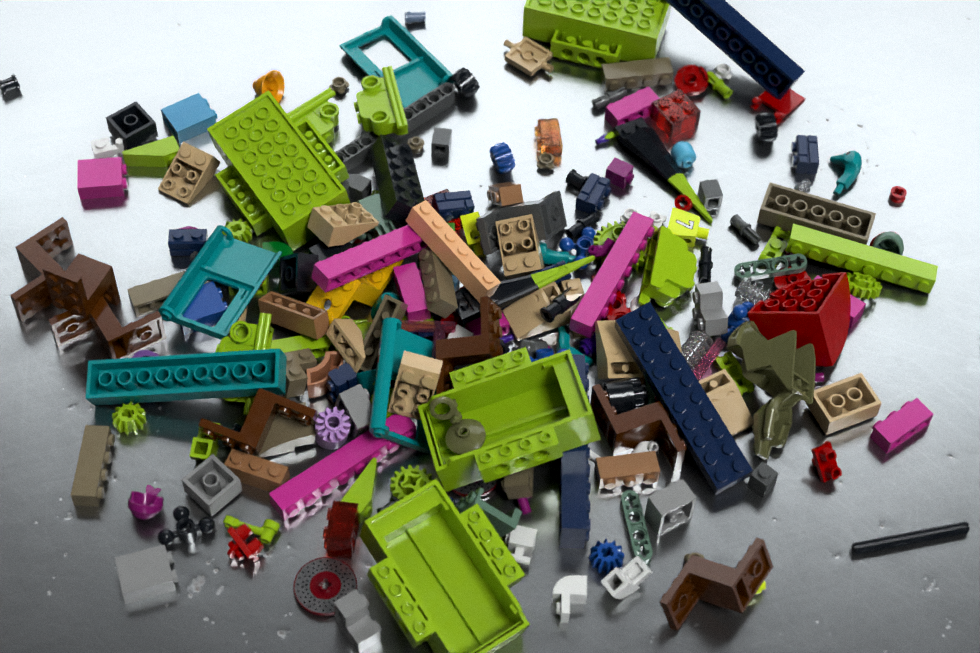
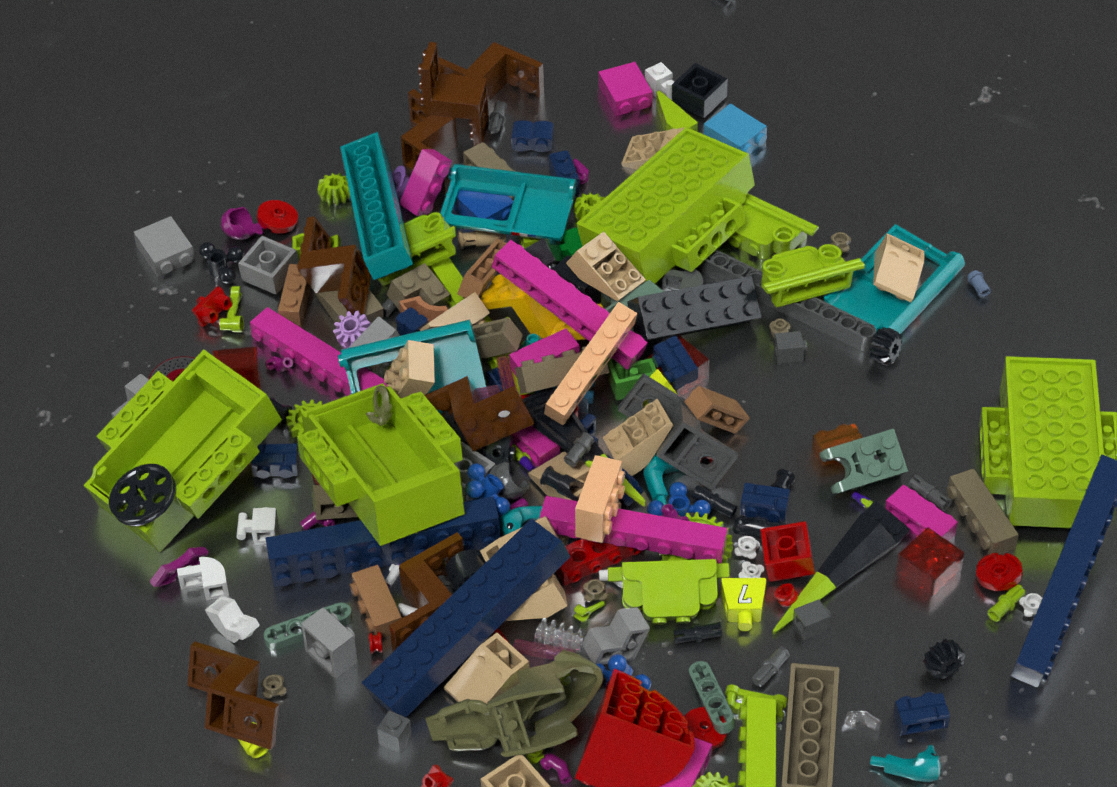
camera: 80 degrees right, 5 degrees down
(92, 465) = (274, 178): dark tan brick -> none
(129, 255) = (532, 136): none -> dark blue brick
(144, 471) = (277, 216): none -> red plate
(167, 332) = (425, 182): none -> dark pink brick
(271, 81) = (801, 183): light orange hat -> none
(336, 496) = (279, 364): none -> magenta arm
(363, 490) = (290, 383): lime slope -> none
(391, 51) = (897, 267): none -> tan slope
(468, 442) = (357, 433): olive dish -> none
(494, 624) = (136, 501): none -> black wedge
(501, 522) = (270, 477): sand green panel -> none
(502, 157) = (781, 403): blue gear -> none
(527, 283) = (580, 447): none -> dark grey pin
(528, 56) = (963, 400): tan plate -> none
(545, 161) = (802, 445): dark tan plate -> none
(552, 615) = (167, 573): none -> magenta tile
(578, 120) = (859, 460): none -> sand green brick
(599, 275) = (599, 499): none -> light nougat brick
(600, 551) = (260, 602): blue gear -> none
(616, 202) = (752, 525): none -> black piece
(619, 173) = (814, 518): magenta brick -> none
(649, 189) = (787, 551): none -> red brick
(667, 477) = (375, 643): none -> red bush
(683, 154) = (865, 581): medium azure head -> none
(751, 292) = (668, 681): clear piece -> none
(782, 107) = (1001, 678): red flag -> none

